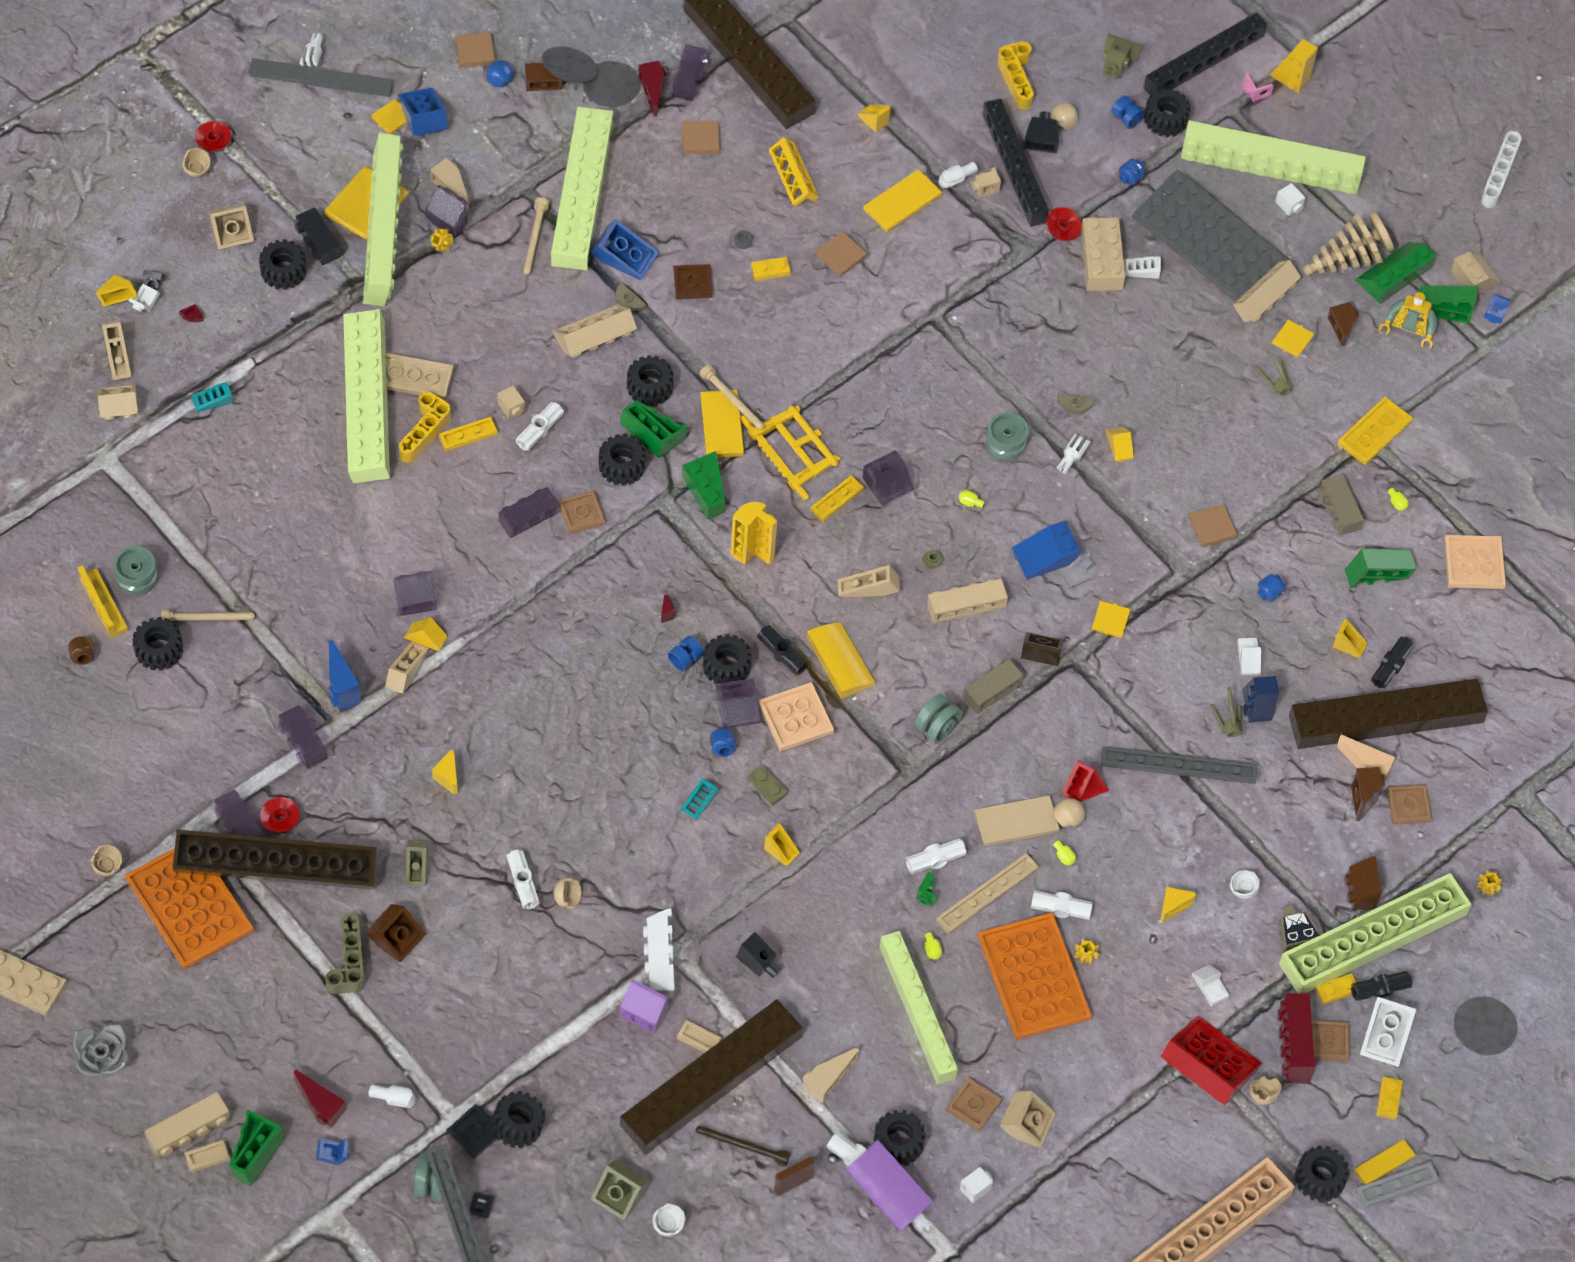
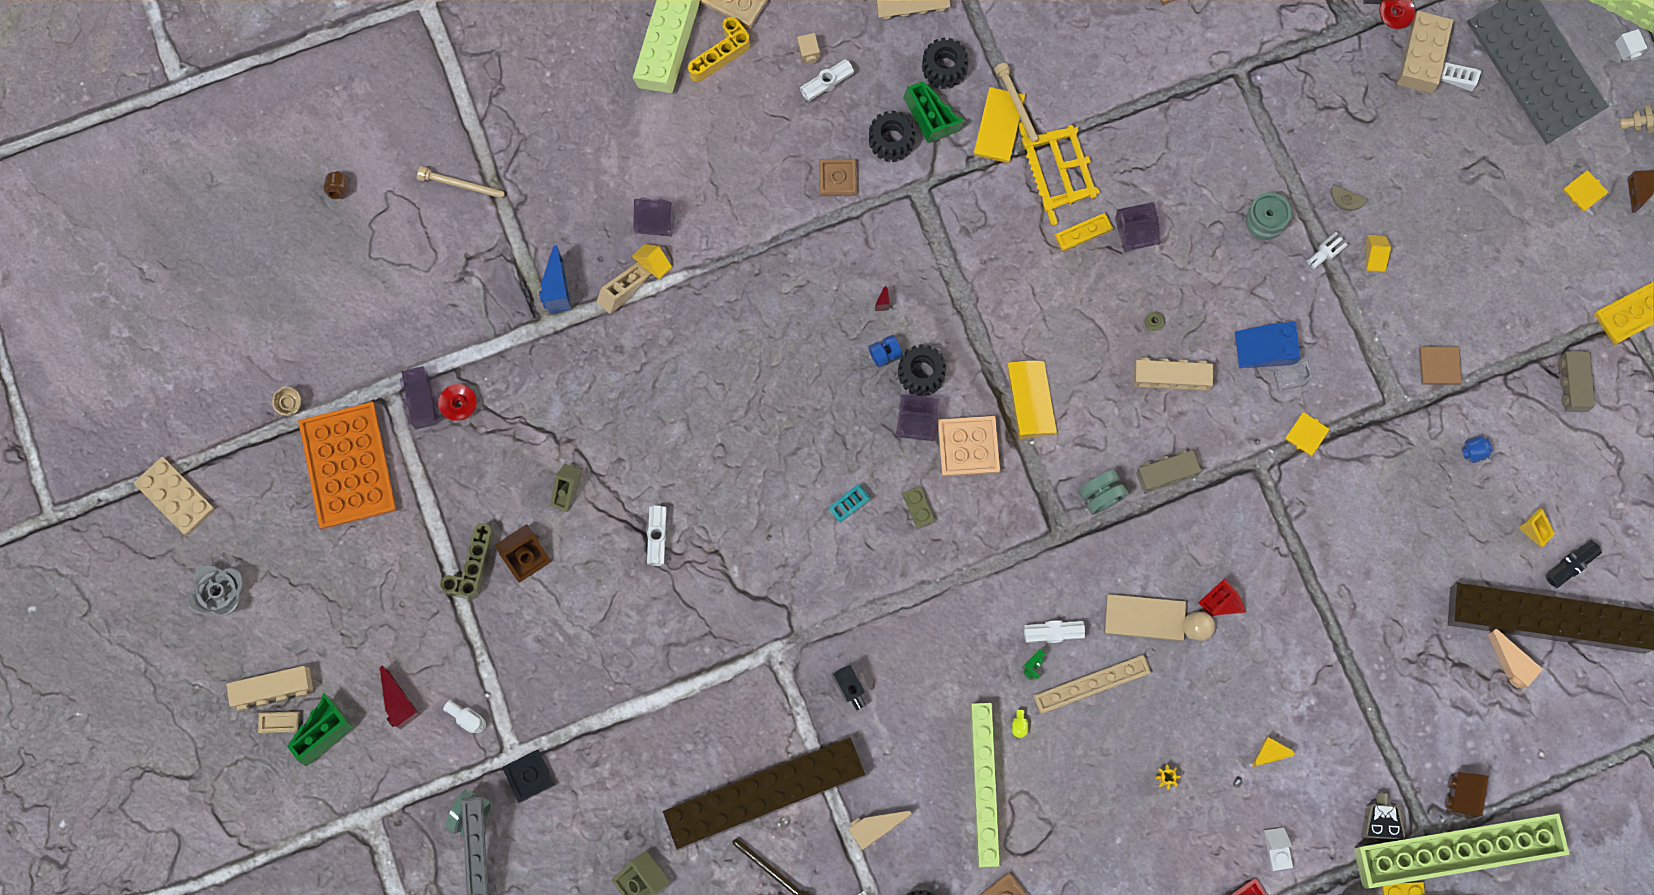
camera: 25 degrees right, 15 degrees up
(102, 601) = (372, 141): yellow fence -> none
(135, 570) = (409, 120): sand green wheel -> none
(157, 630) = (398, 187): black tyre -> none
(274, 859) = (432, 449): dark brown brick -> none
(302, 737) = (504, 330): clear purple brick -> none
(332, 1151) = (390, 756): blue bracket -> none
(445, 772) = (624, 404): yellow slope -> none
(468, 434) = (759, 68): yellow tile -> none
(481, 1205) = (509, 853): black tile -> none
(514, 1133) = (572, 764): black tyre -> none
(528, 512) = (787, 163): clear purple brick -> none
(567, 893) = (693, 563): tan hair -> none
(644, 1006) = (723, 704): slope -> none
(659, 953) = (757, 655): white wedge -> none
(697, 1036) = (767, 747): tan tile -> none
(705, 484) = (962, 183): green wedge -> none
(723, 742) = (890, 452): blue head -> none
(753, 533) = (986, 249): yellow brick -> none
(775, 642) = (983, 384): black piece -> none
(780, 845) = (910, 576): yellow slope -> none
(870, 583) = (1084, 330): tan slope -> none
(970, 499) = (1211, 270): neon yellow cylinder -> none
(1034, 976) = (1108, 786): orange plate -> none
(1042, 649) = (1230, 445): dark brown slope -> none
(1061, 905) = (1159, 720): white piece -> none
(1065, 853) = (1180, 667): neon yellow cylinder -> none
(1178, 765) = (1324, 607): dark grey tile -> none
(1233, 726) = (1390, 583): olive plant -> none
(1245, 884) = (1347, 756): white hair -> none
(1249, 656) = (1431, 514): white slope -> none
(1260, 698) = (1427, 566): dark blue wedge -> none
(1267, 291) = (1576, 135): tan brick -> none
(1283, 383) = (1559, 237): olive plant -> none
(1366, 789) = (1501, 695): reddish brown slope -> none
(1380, 564) = (1594, 458): green wedge -> none
(1398, 500) = (1636, 392): neon yellow cylinder -> none
(1409, 804) = (1540, 719): medium nougat tile -> none
(1491, 878) = (1599, 833): yellow gear -> none

